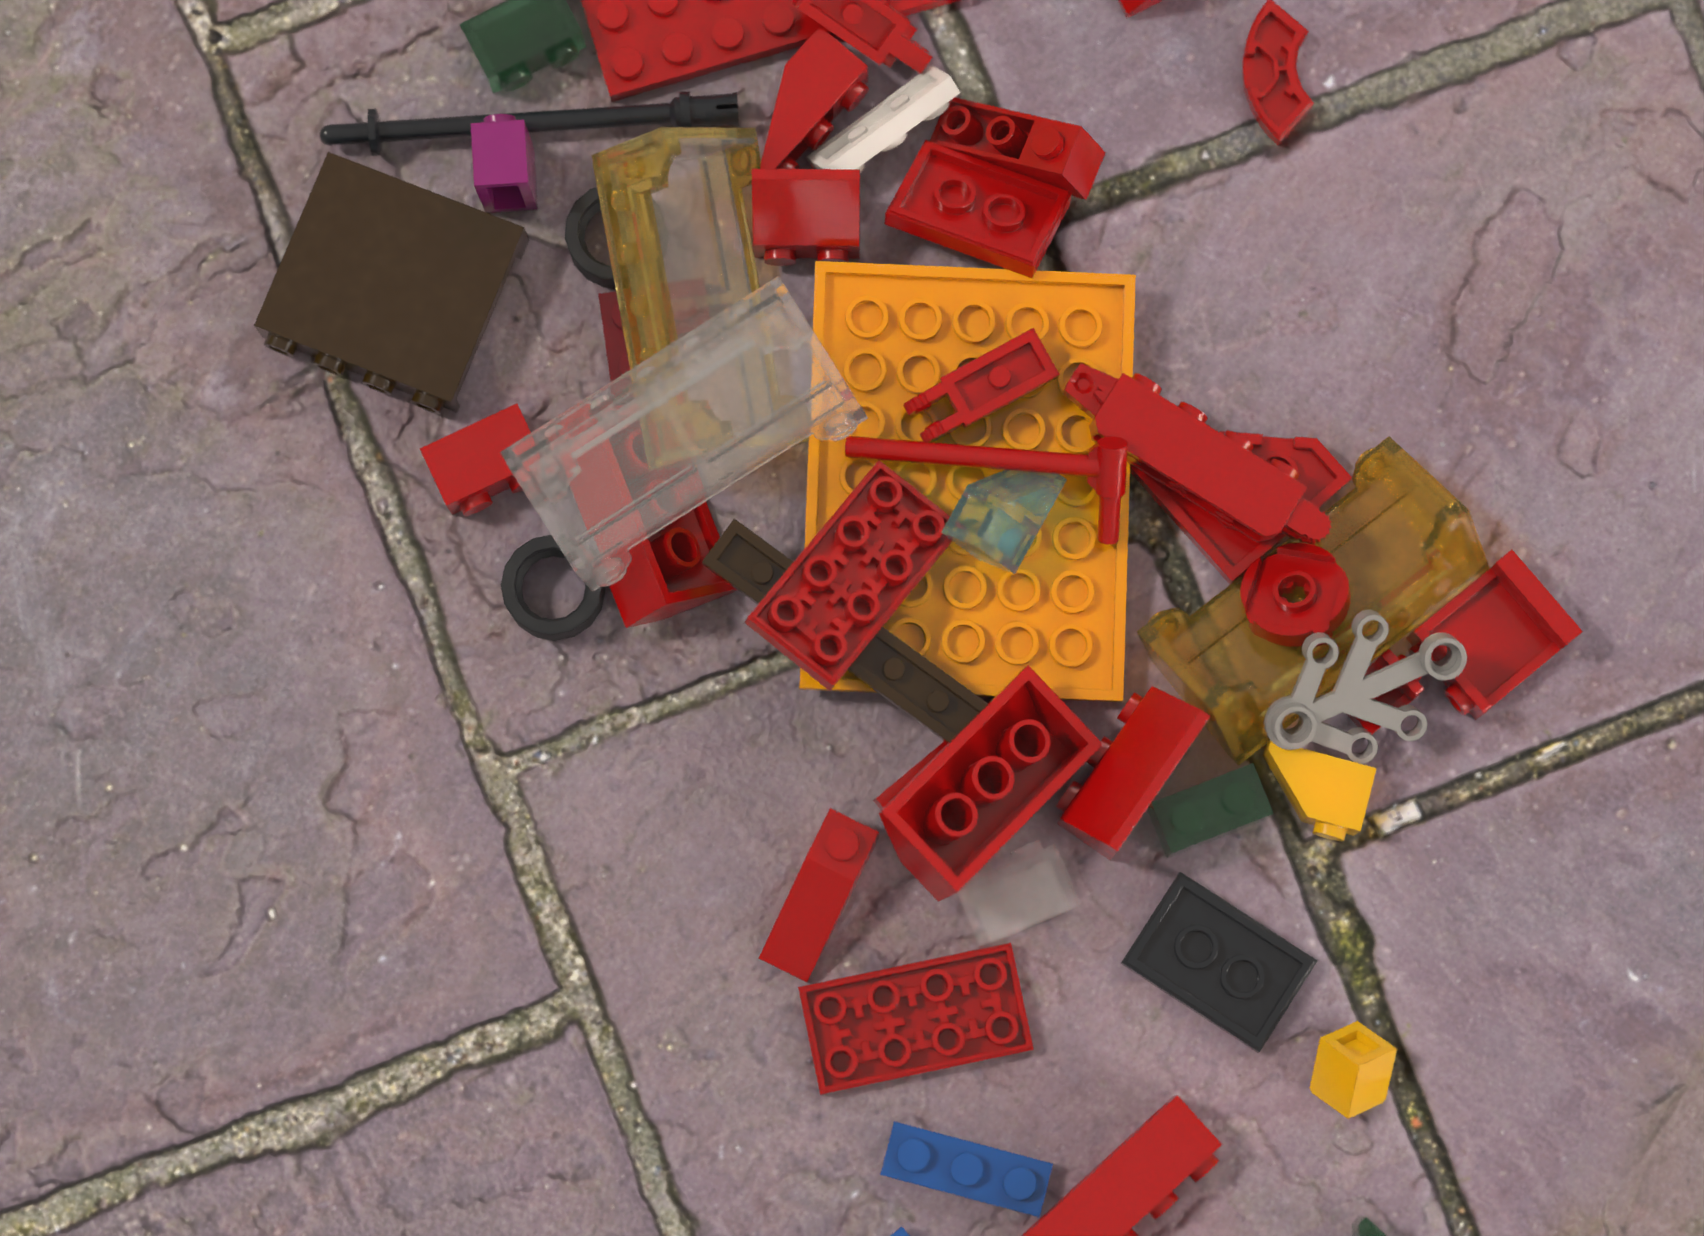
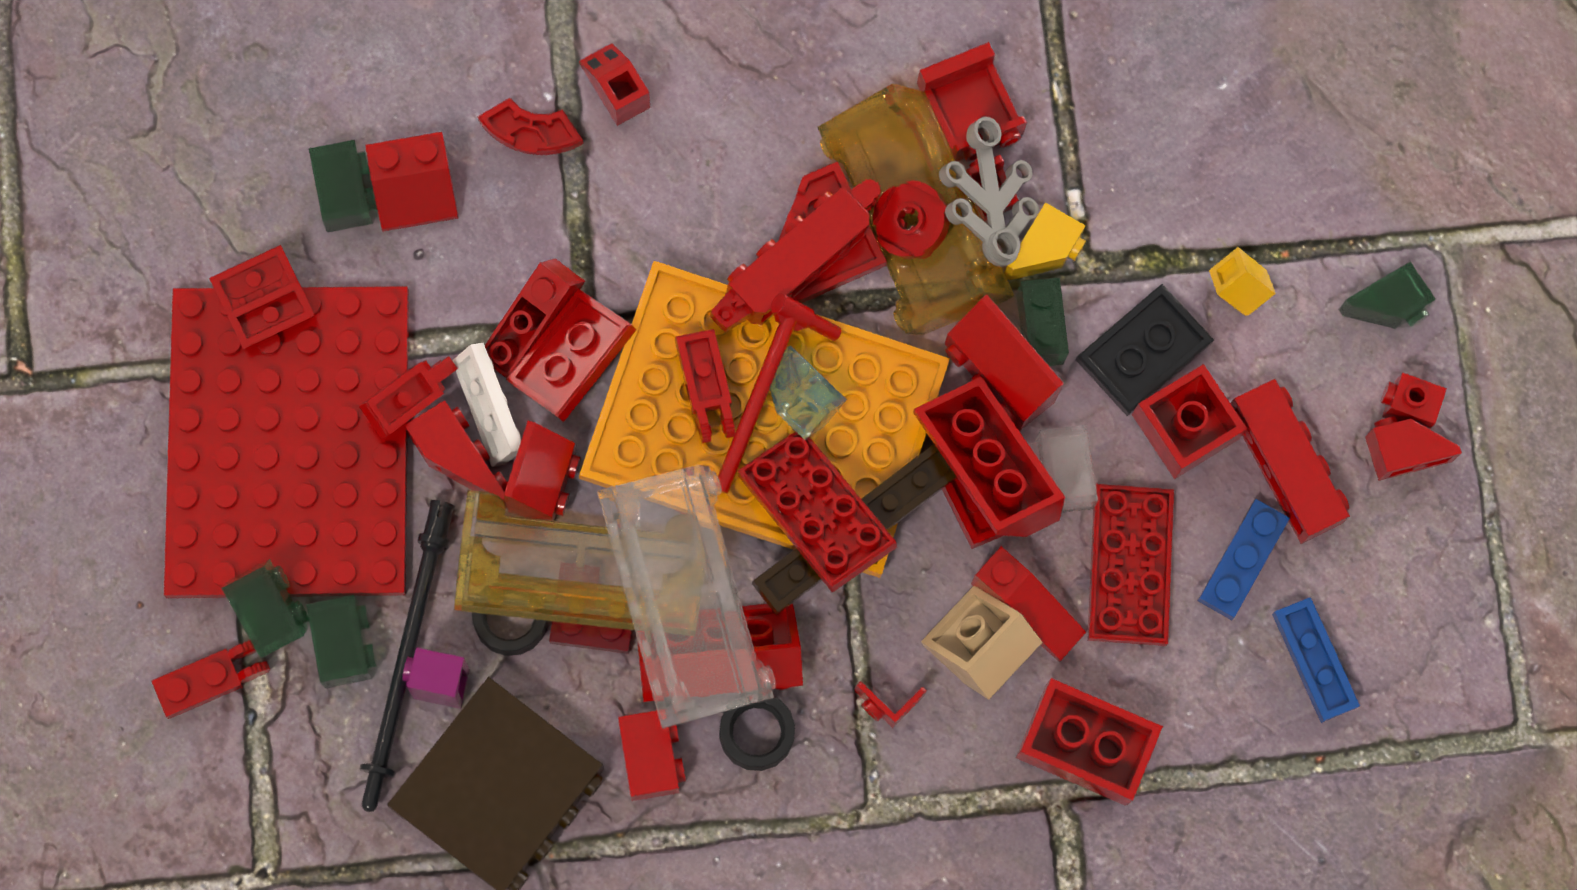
camera: 85 degrees left, 5 degrees down
(623, 735) = (879, 710): none -> red bracket
(652, 1018) = (1089, 742): none -> red brick
(749, 845) = (982, 641): none -> tan slope
(1129, 1043) = (1189, 421): none -> red slope
(1368, 158) = (616, 83): none -> red slope

